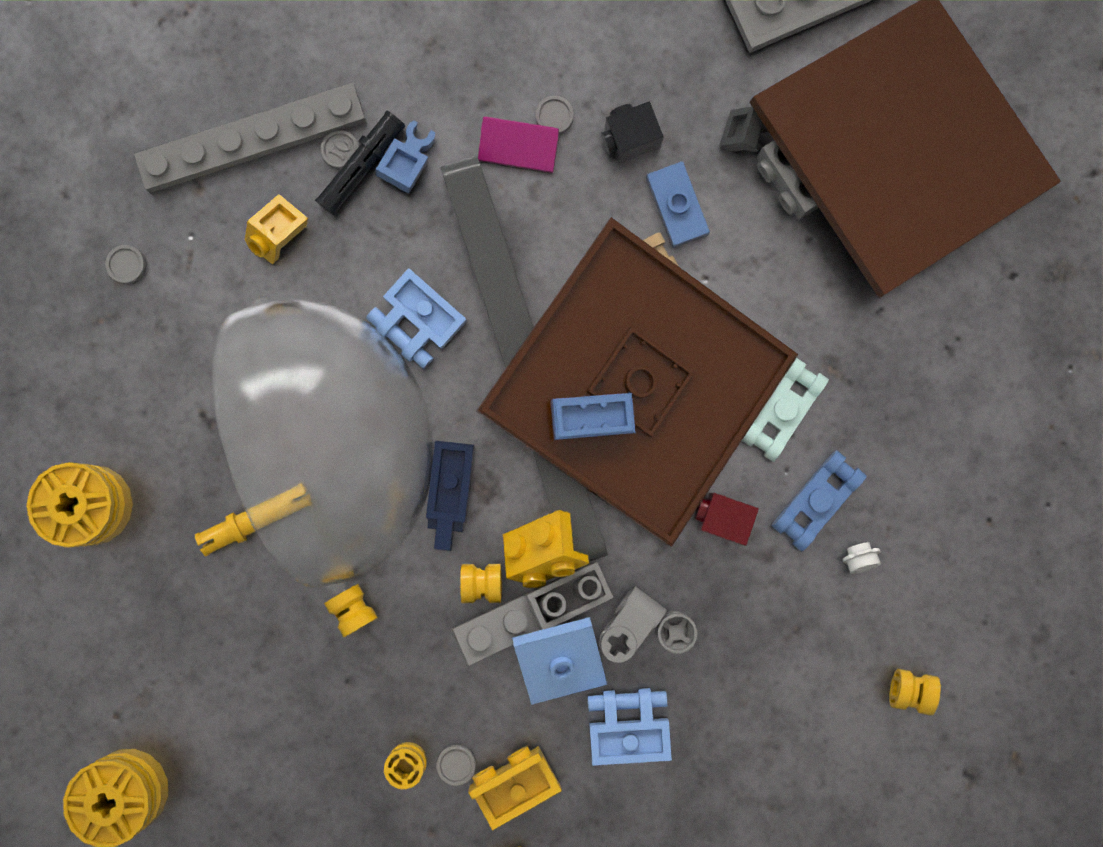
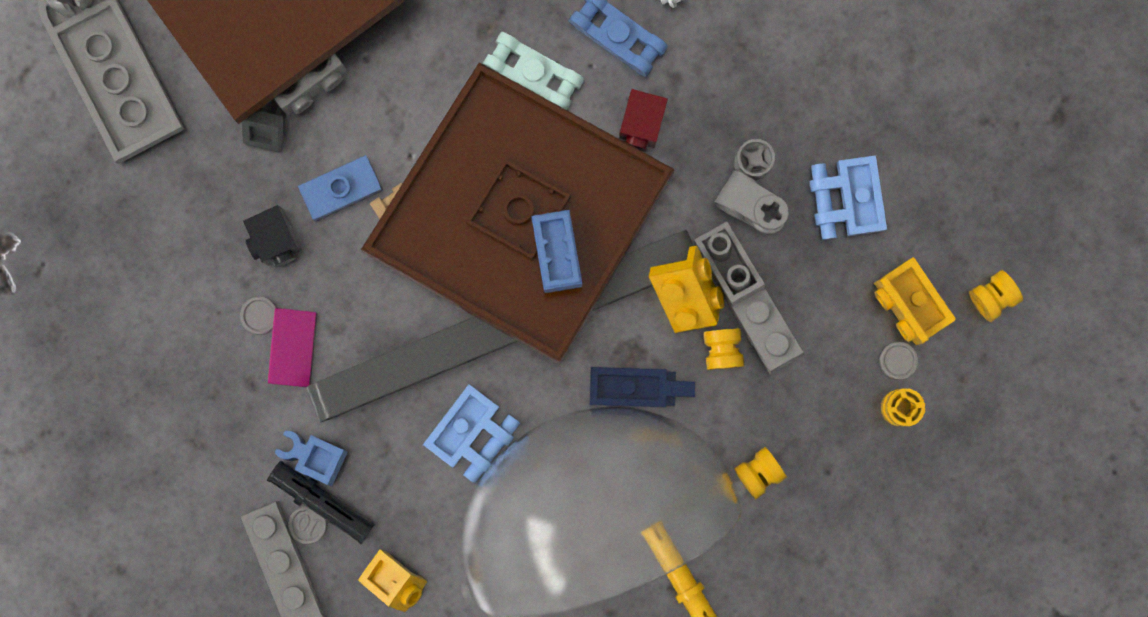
camera: 90 degrees left, 0 degrees up
(559, 660) = (791, 267): light blue plate -> none

